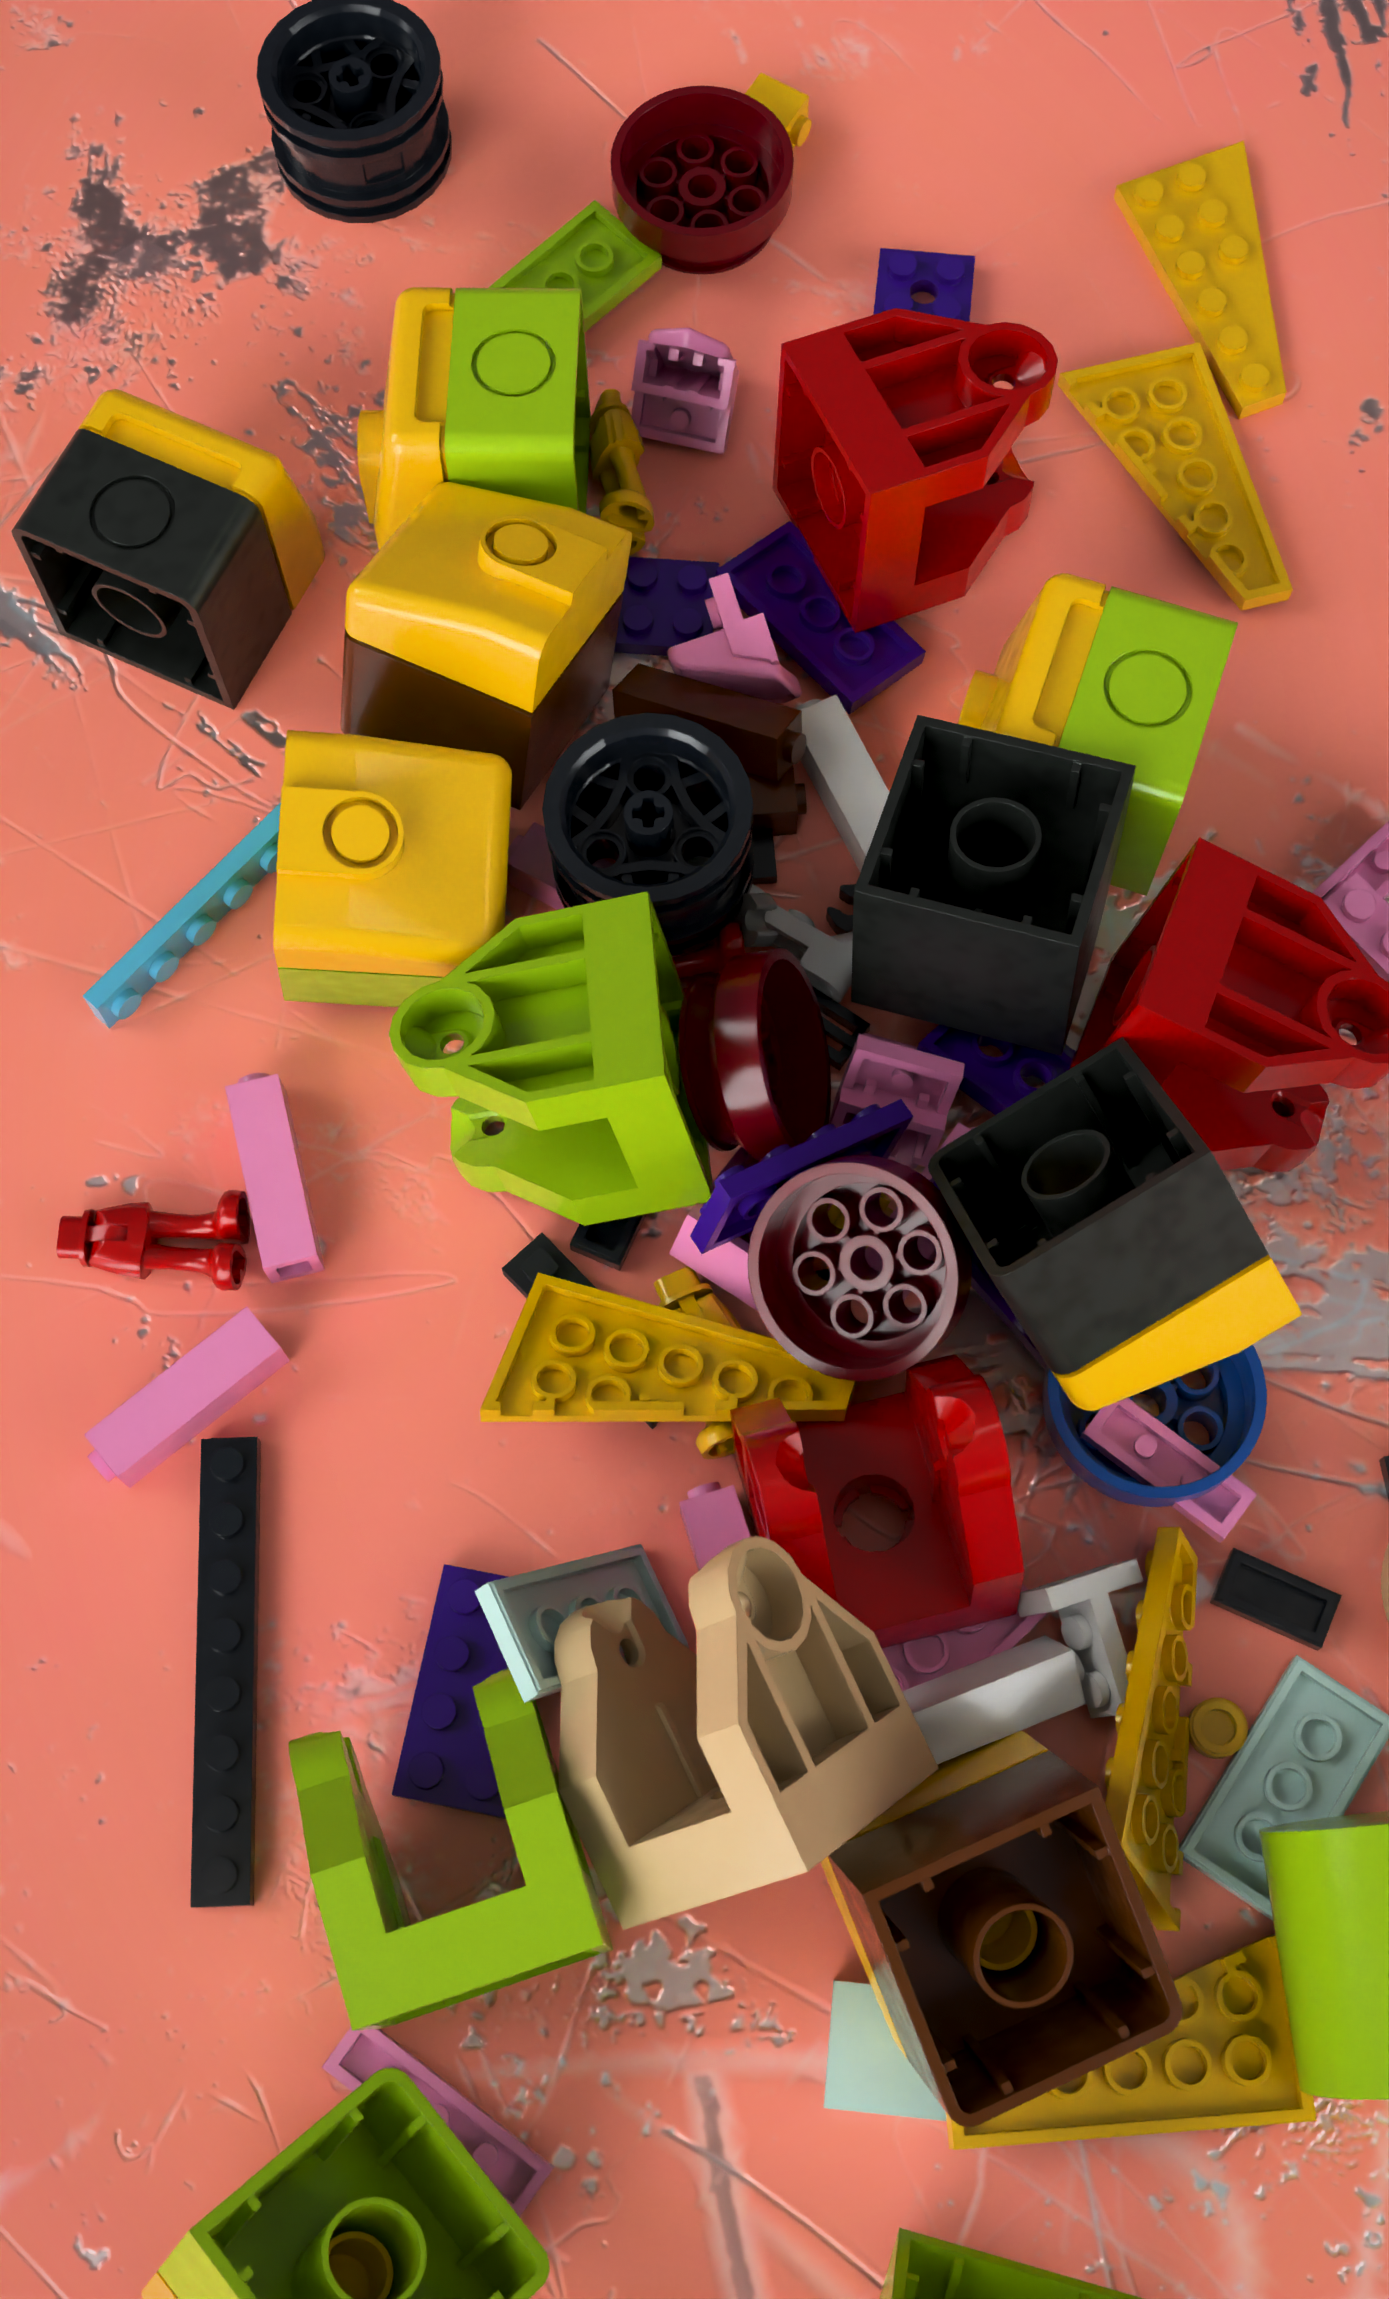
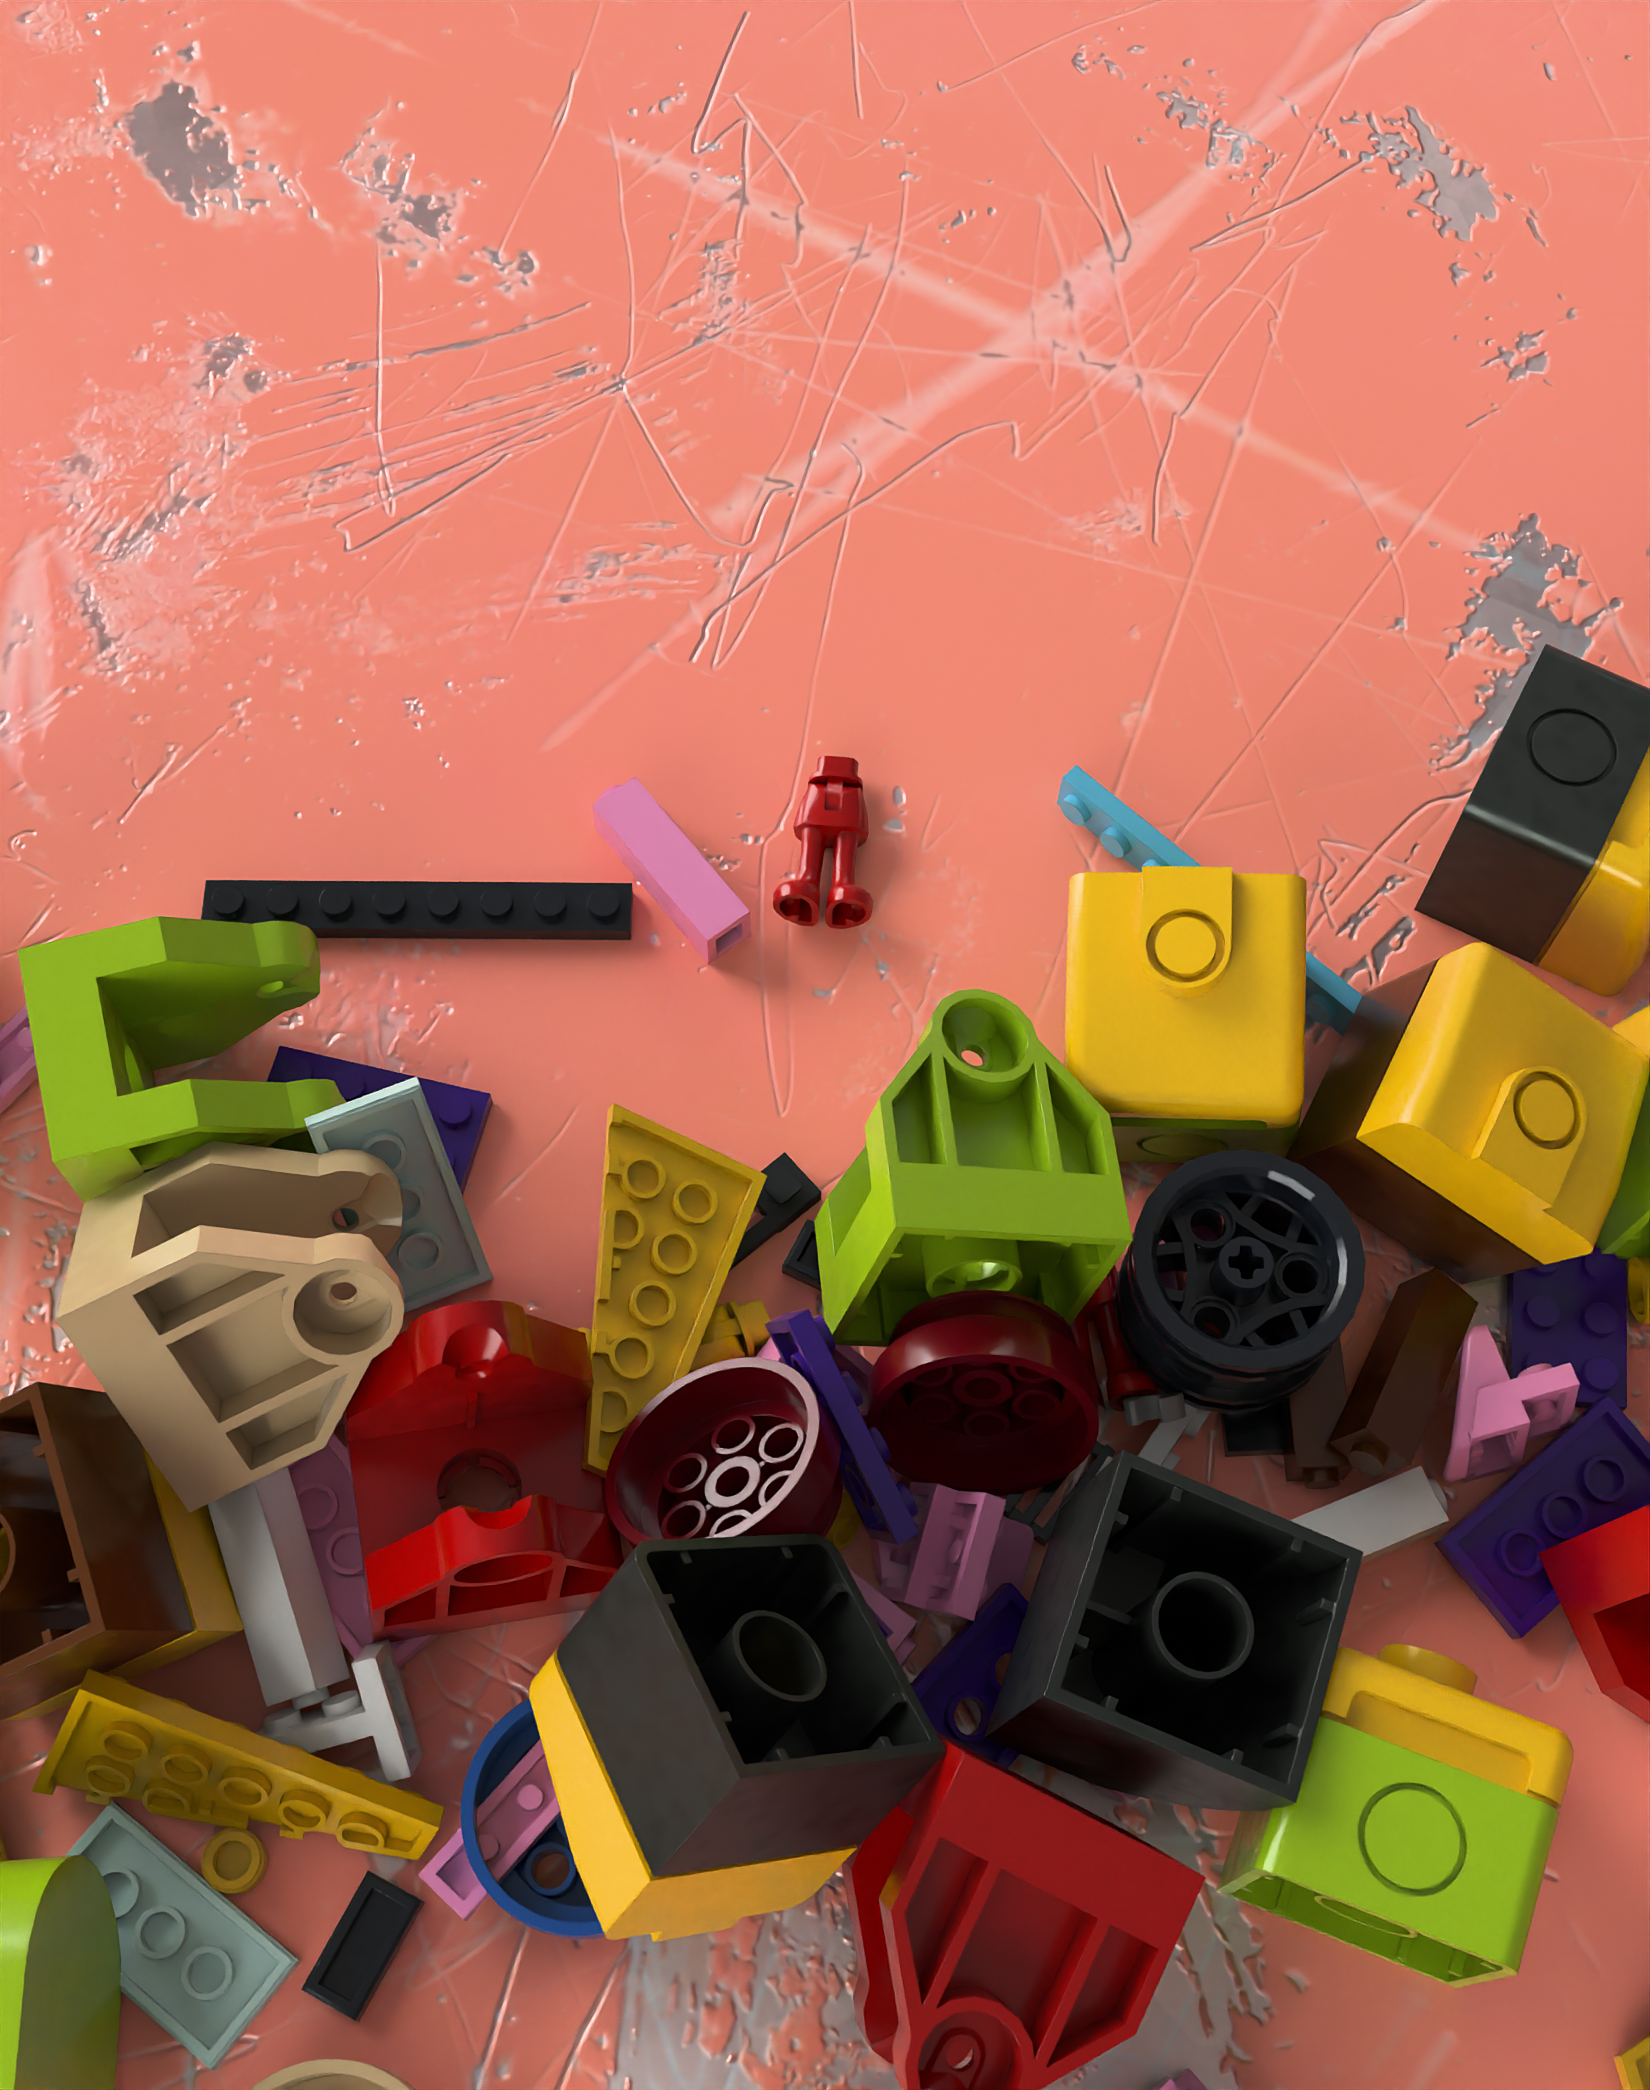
camera: 90 degrees right, 5 degrees down
(274, 1177) = (890, 942): bright pink brick -> none

